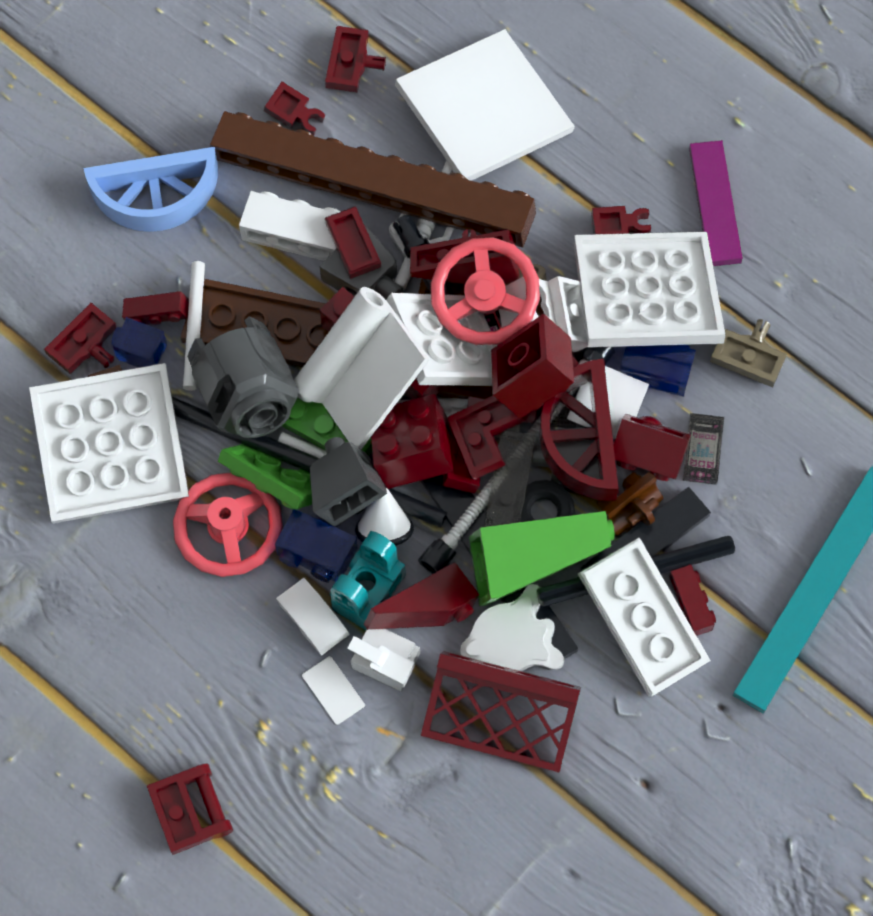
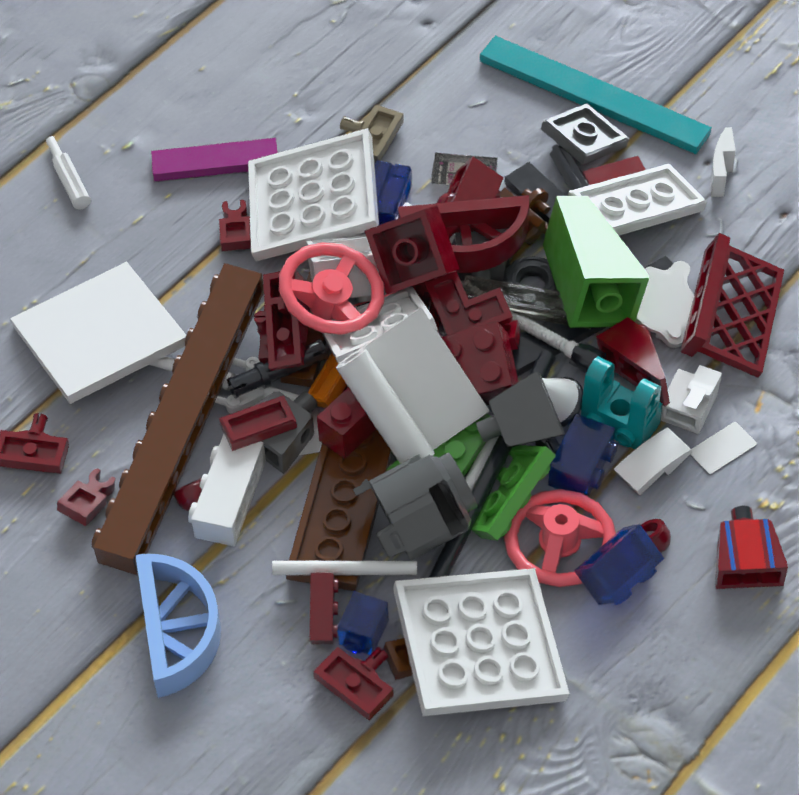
camera: 90 degrees left, 15 degrees down
(182, 571) = (620, 565): none -> clear blue brick
(196, 696) = (749, 553): none -> torso
(223, 619) = (661, 535): none -> dark red piece
(295, 190) = (188, 494): none -> dark red piece
(691, 67) = (68, 176): none -> white axle
(720, 718) = (722, 162): none -> white slope
(750, 571) = (584, 134): none -> dark grey tile

